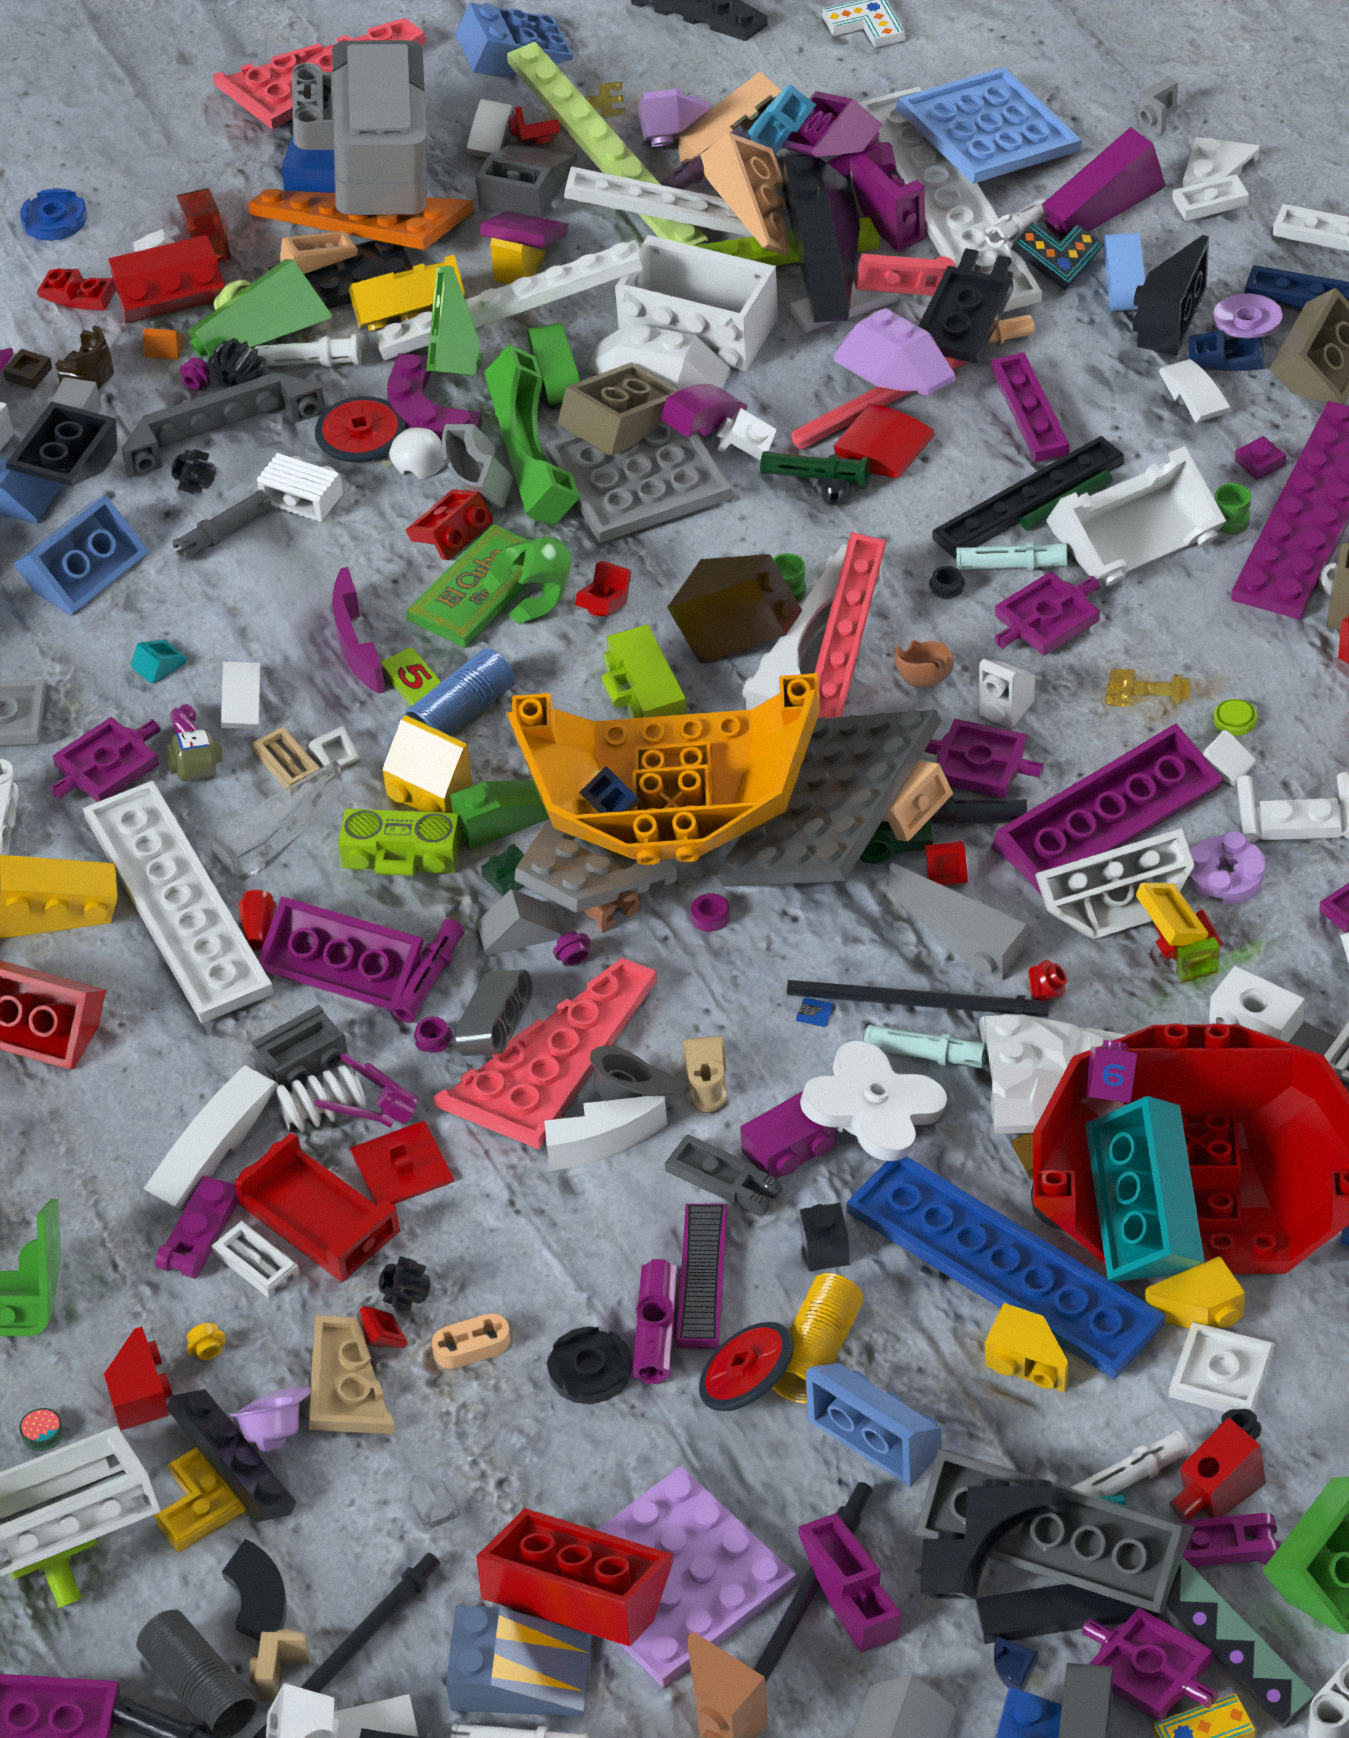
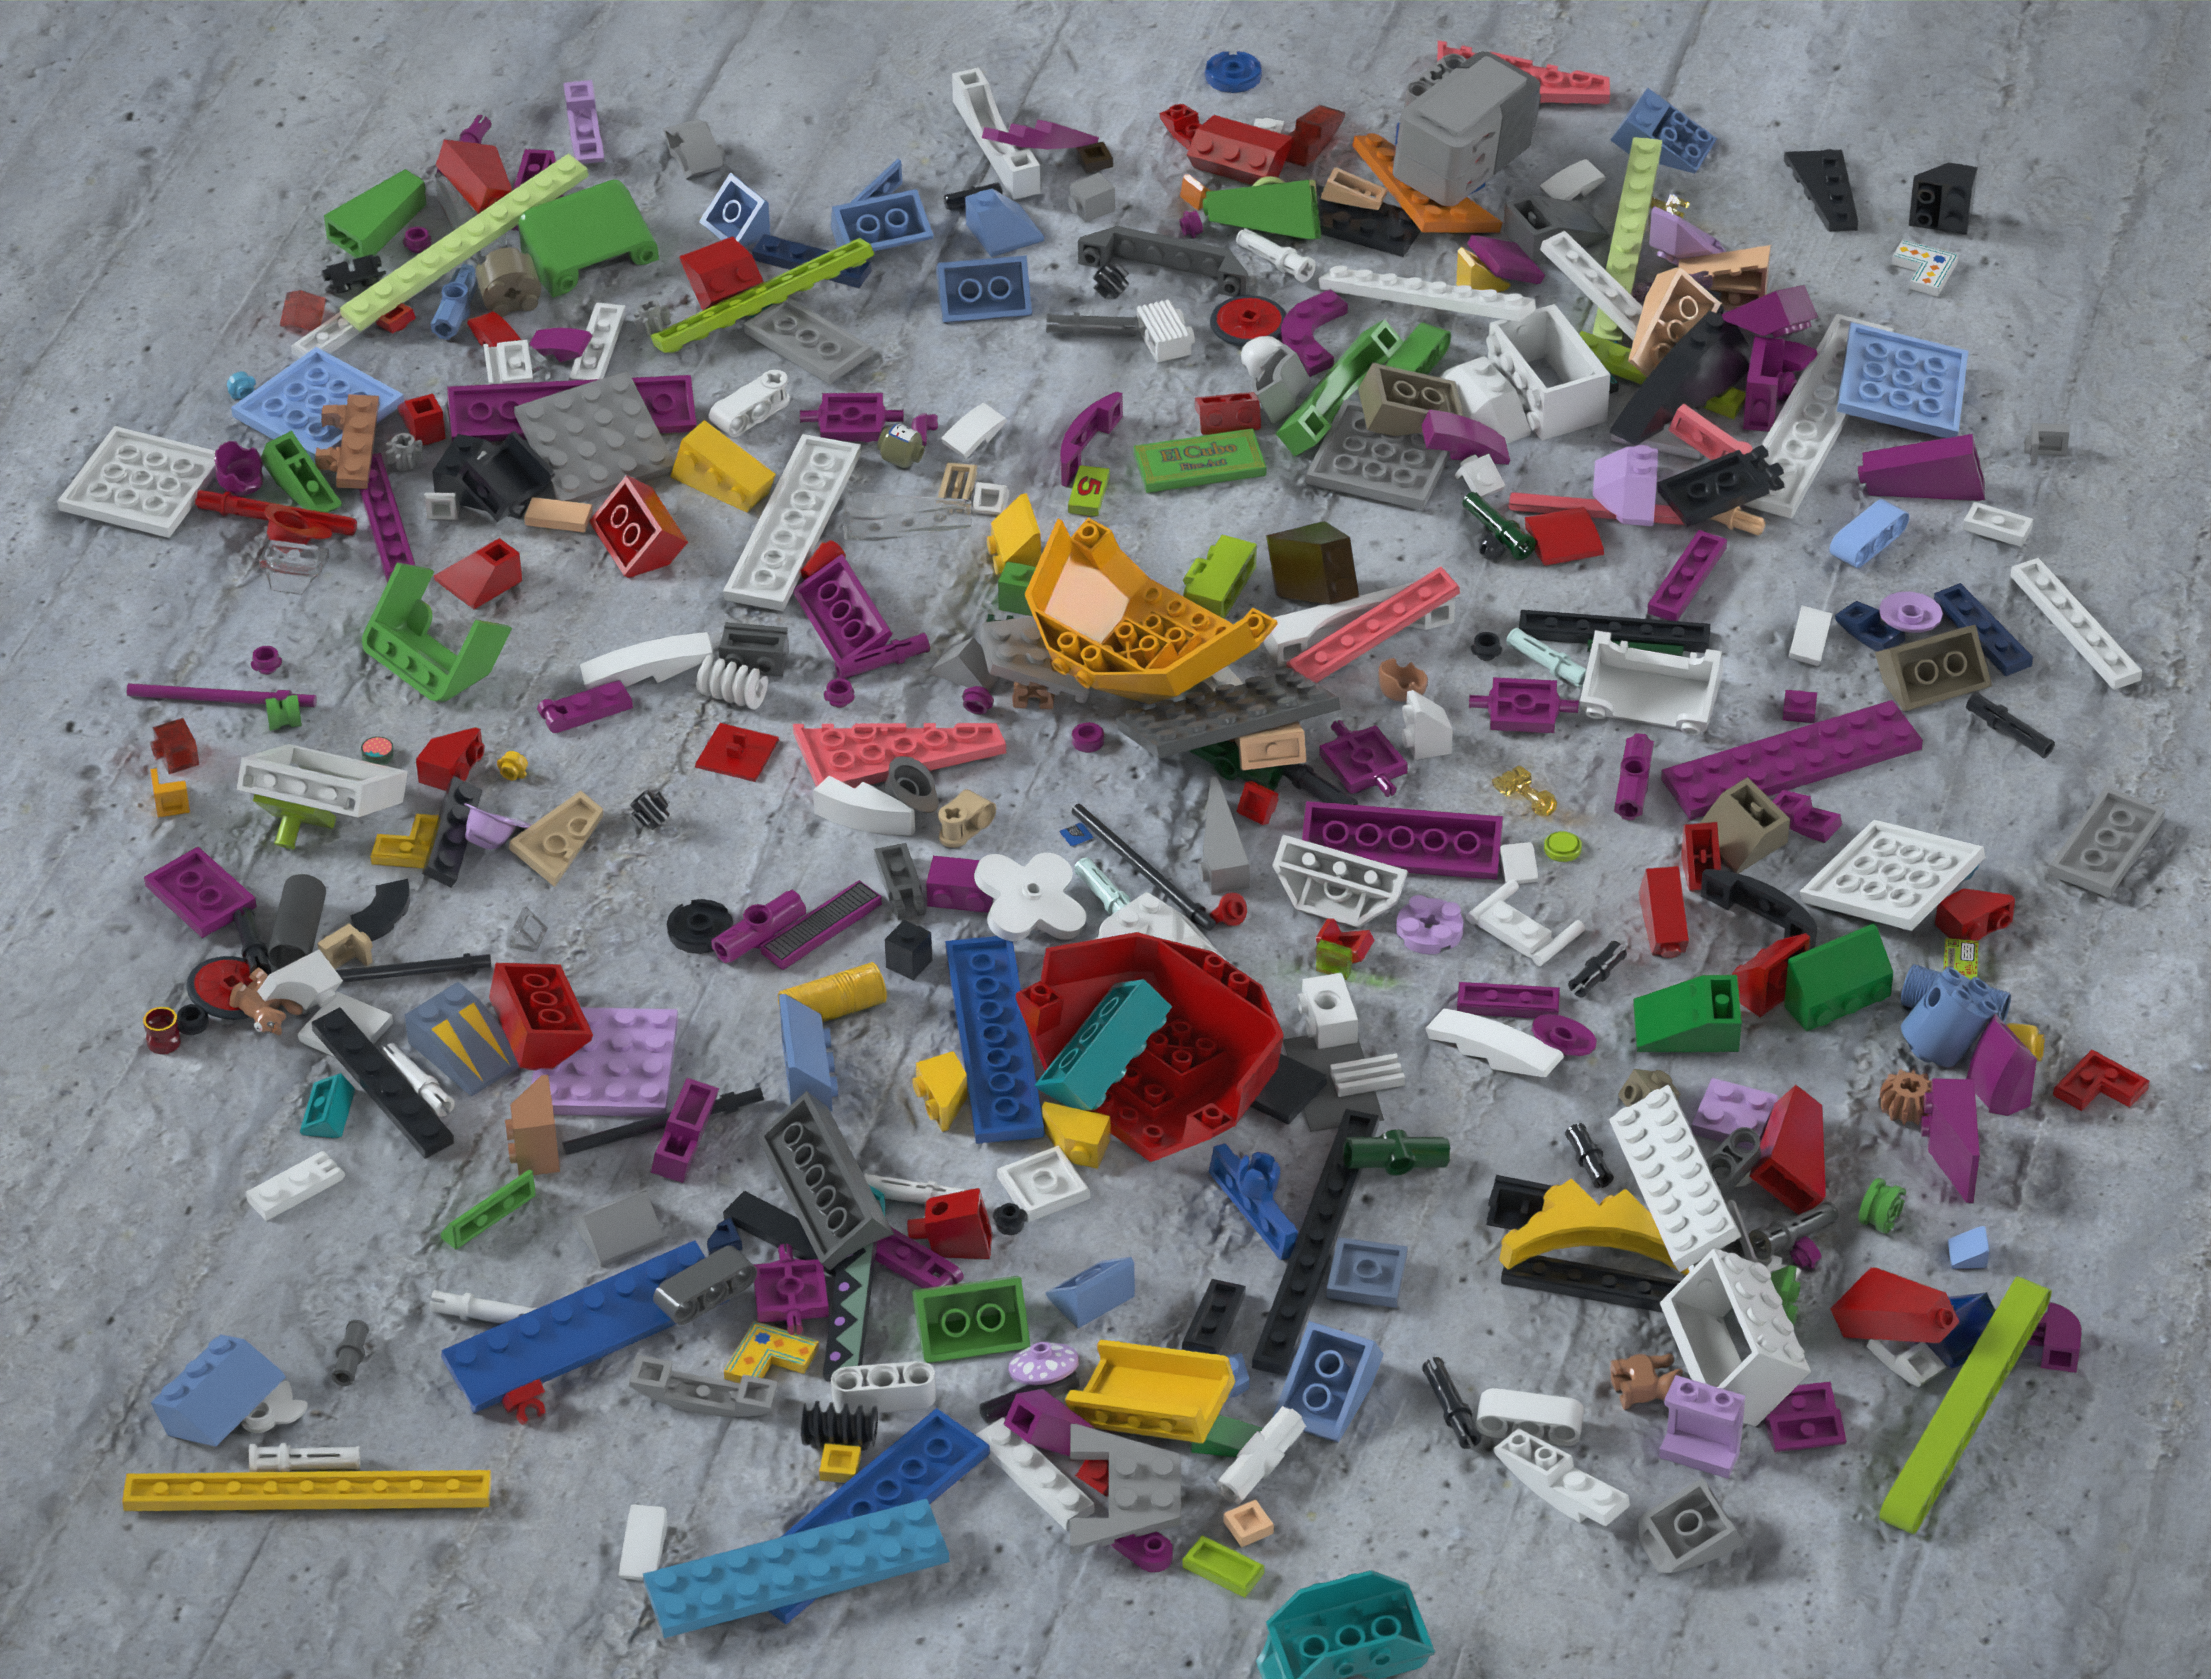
camera: 40 degrees right, 5 degrees down
(66, 445) = (1044, 214): black slope -> none
(91, 362) = (1130, 177): dark brown hair -> none
(156, 659) = (957, 379): teal slope -> none
(235, 363) = (1213, 228): black gear -> none
(264, 1285) = (594, 760): white tile -> none
(315, 1209) = (657, 737): red panel -> none
(381, 1329) = (612, 825): red slope -> none
(395, 1102) = (769, 710): magenta plant -> none
(397, 295) = (1373, 251): yellow wedge -> none
(399, 841) = (955, 572): lime piece -> none
(452, 332) = (1362, 292): bright green slope -> none
(462, 698) = (1121, 511): medium blue piece -> none
(471, 1341) = (652, 867): light nougat beam -> none
(494, 1012) = (895, 704): dark grey beam -> none
(539, 133) = (1589, 197): red bracket -> none
(543, 562) = (1228, 460): bright green piece -> none
(606, 591) = (1264, 514): red bracket -> none
(609, 793) = (1092, 618): dark blue slope -> none
(746, 1366) = (772, 982): red wheel -> none
(780, 118) = (1750, 287): medium azure slope -> none
(793, 571) = (1386, 573): bright green wheel -> none
(956, 1560) = (784, 1144): black arch -> none
(1012, 226) = (1825, 454): white pin -> none
(1057, 260) = (1833, 498): black tile -> none
(1111, 1072) = (1144, 954): magenta brick -> none
(1171, 298) = (1870, 565): black slope -> none
(1171, 913) = (1343, 917): yellow tile -> none
(1217, 159) = (2040, 503): white wing -> none
(1221, 611) = (1634, 776): none -> magenta piece
(1234, 504) = (1729, 721): bright green wheel -> none

